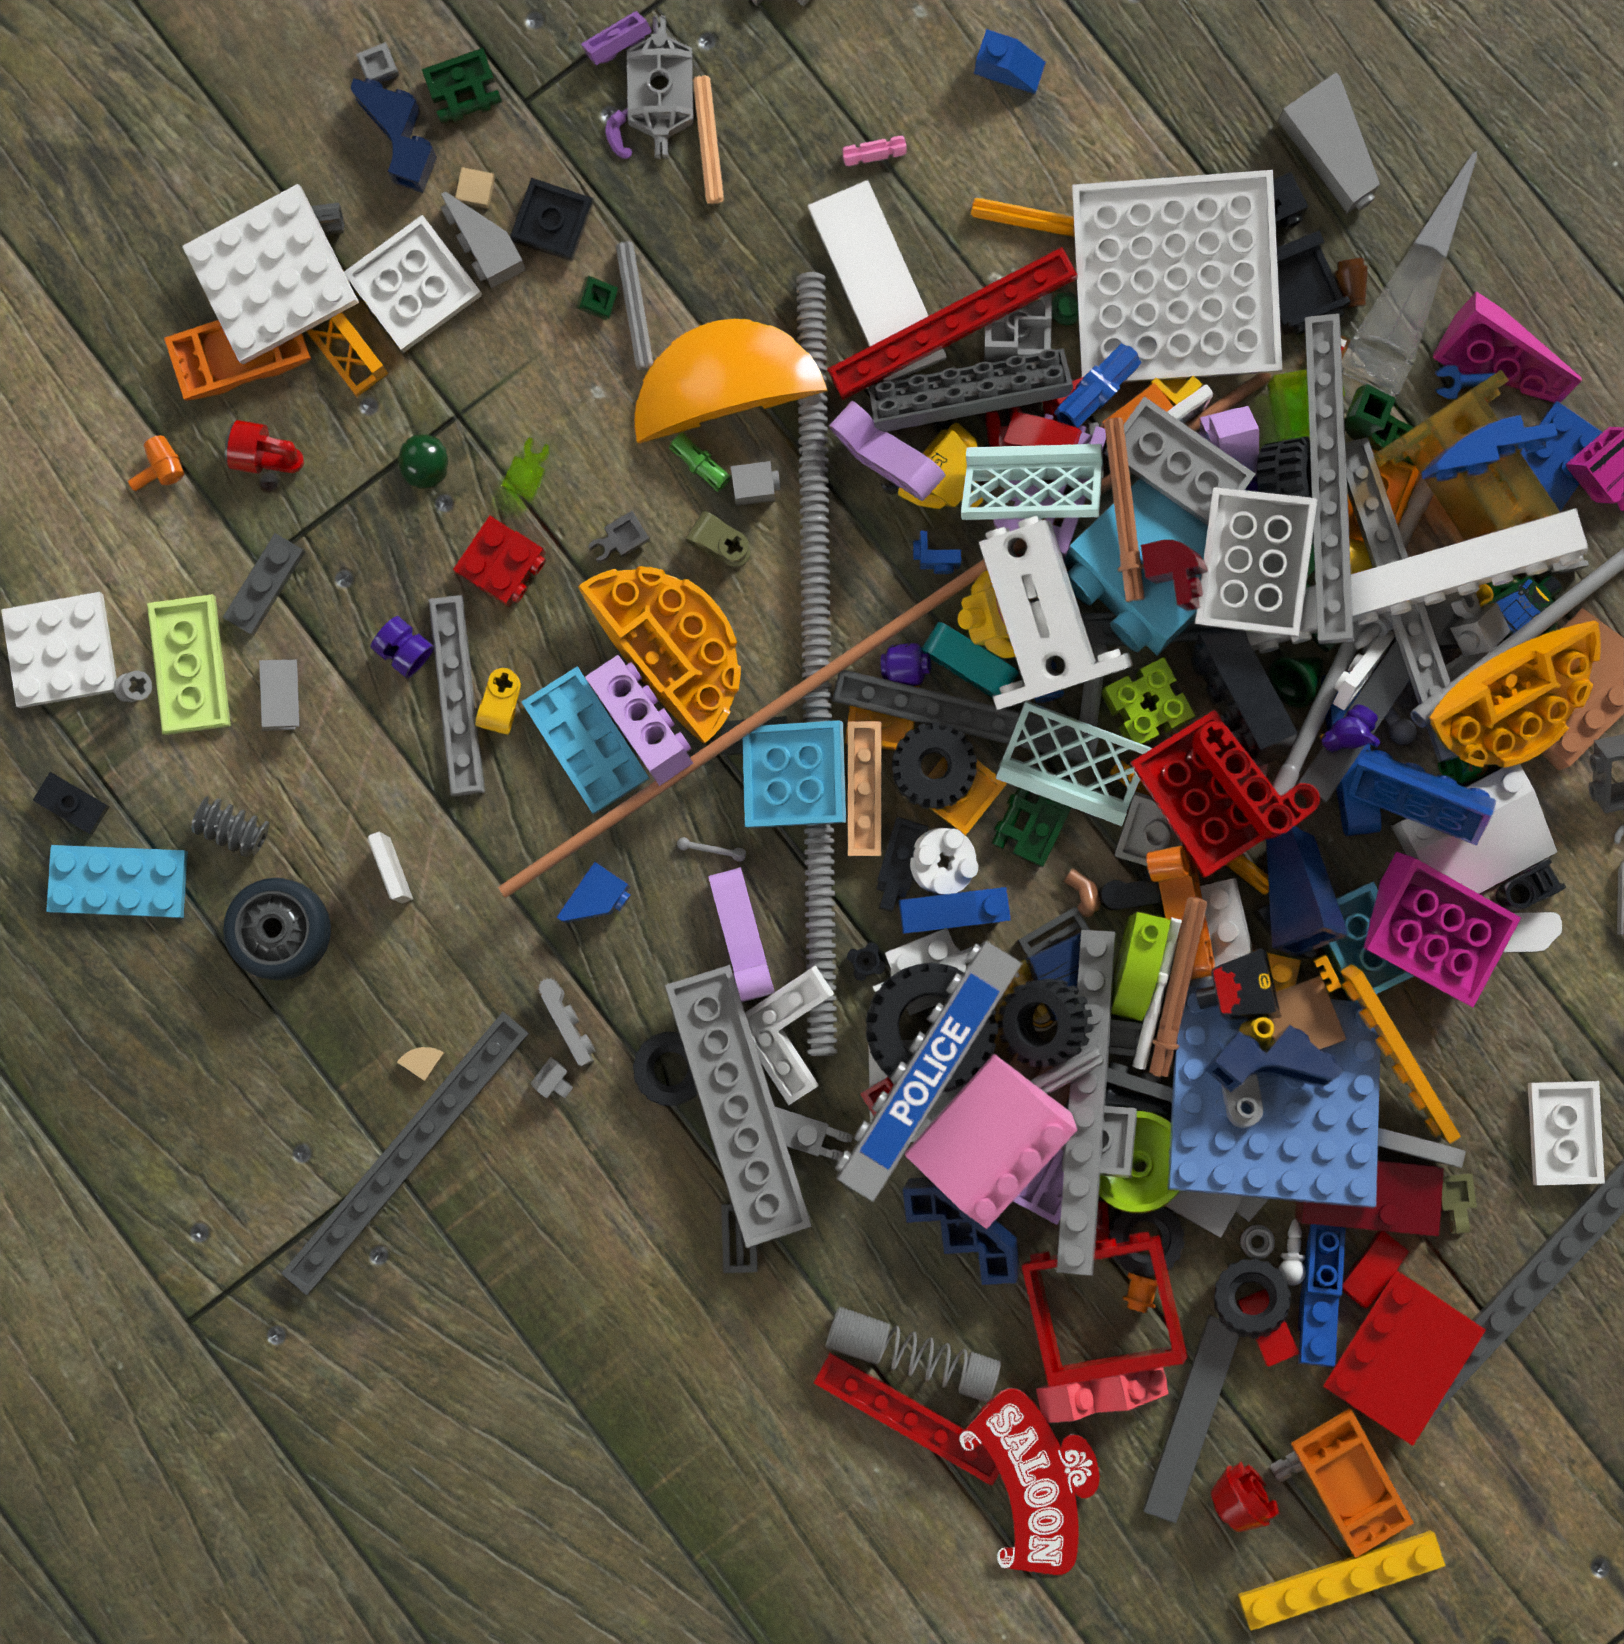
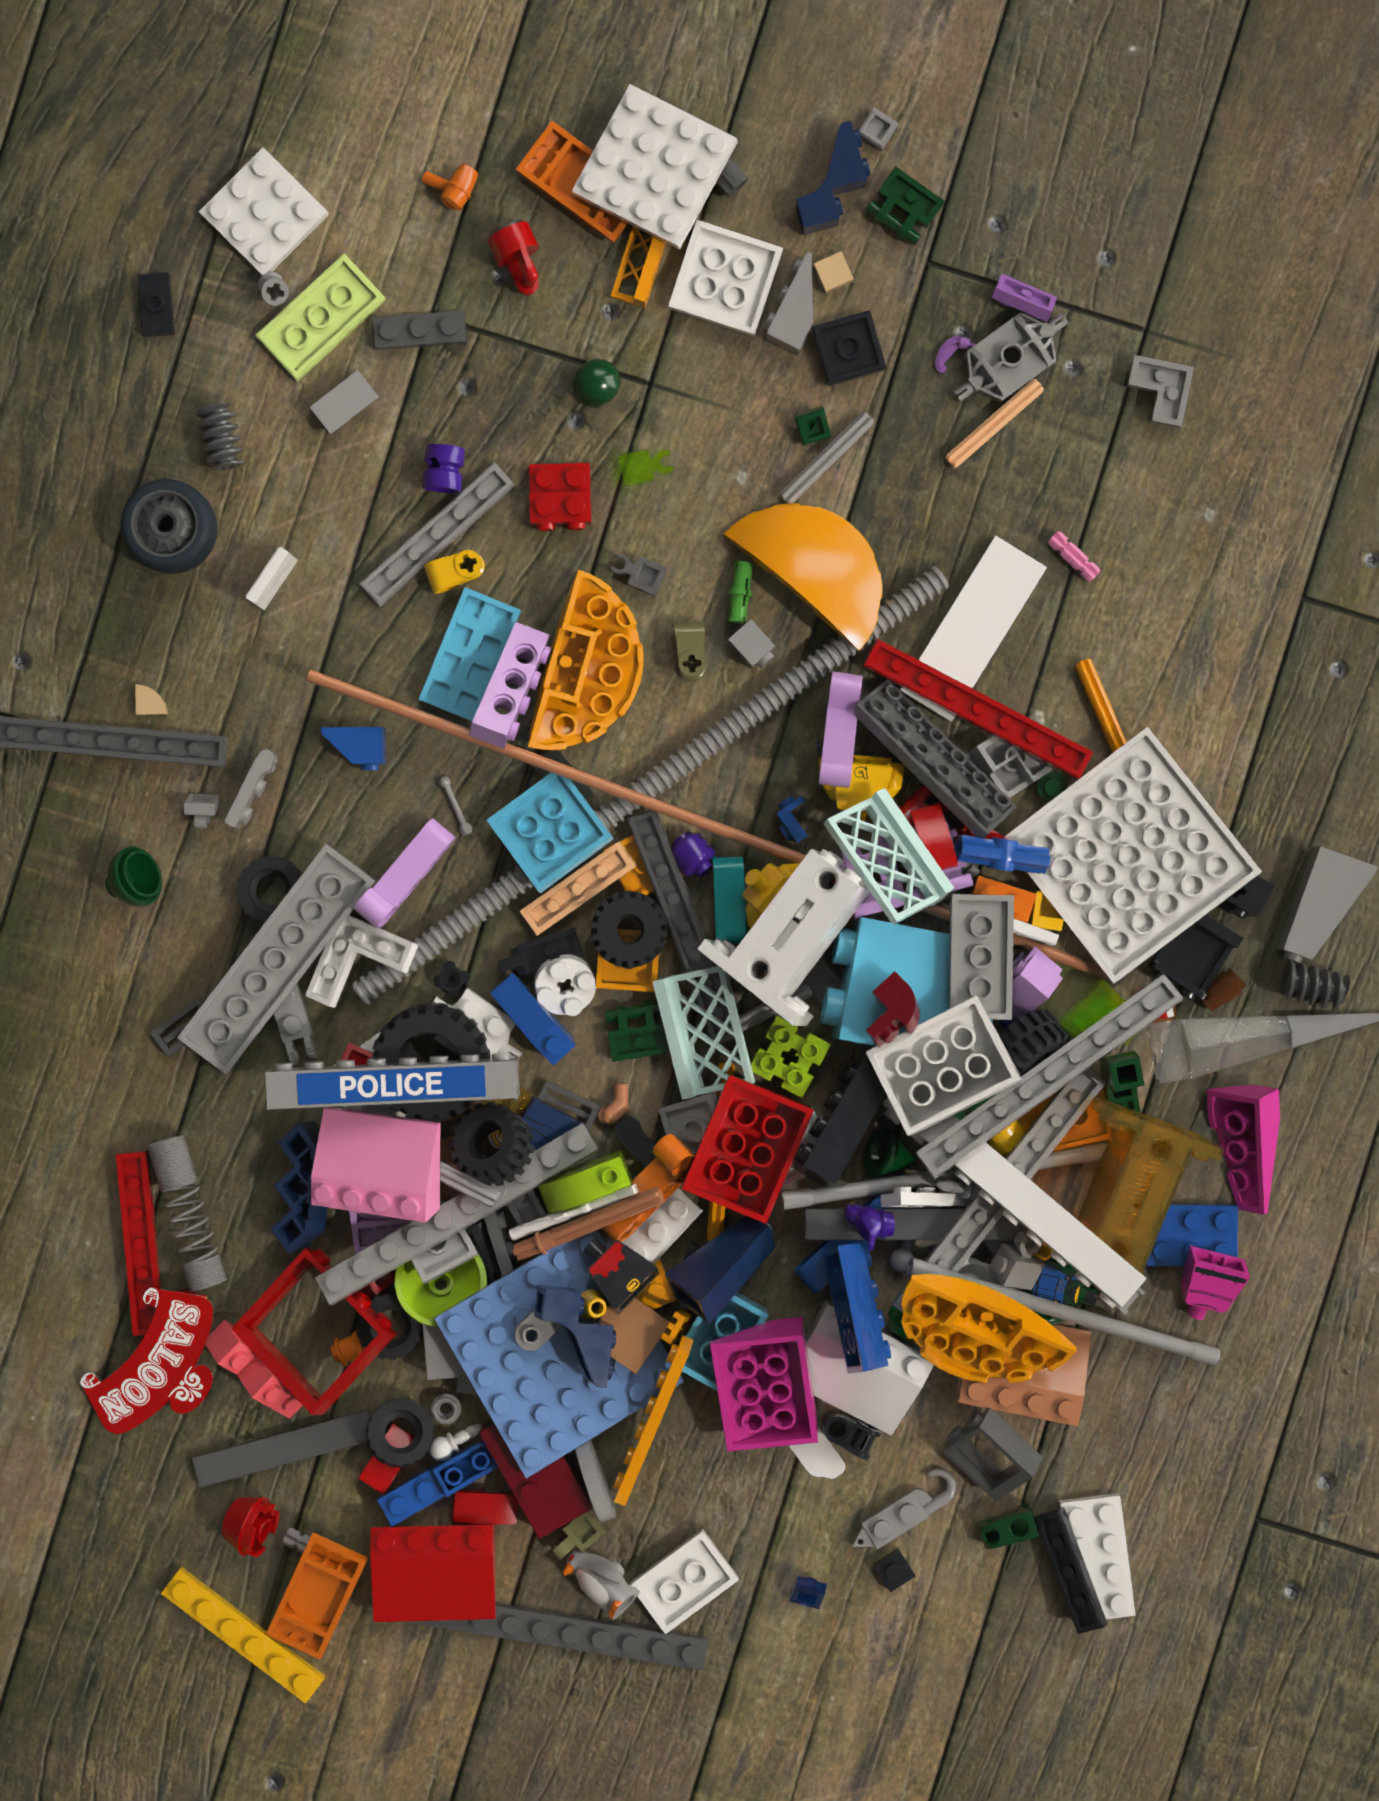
camera: 60 degrees right, 5 degrees up
(117, 881) = (123, 381): medium azure plate -> none
(571, 1186) = (134, 877): none -> dark green piece
(1009, 62) = (1214, 611): blue slope -> none
(1124, 510) = (883, 967): nougat axle -> none
(1251, 775) = (779, 1169): red beam -> none
(1403, 198) = (1314, 984): none -> dark grey piece
(1459, 380) = (1203, 1122): blue bar -> none
(1487, 446) = (1151, 1176): blue slope -> none
(1516, 1208) = (601, 1581): none -> light grey animal

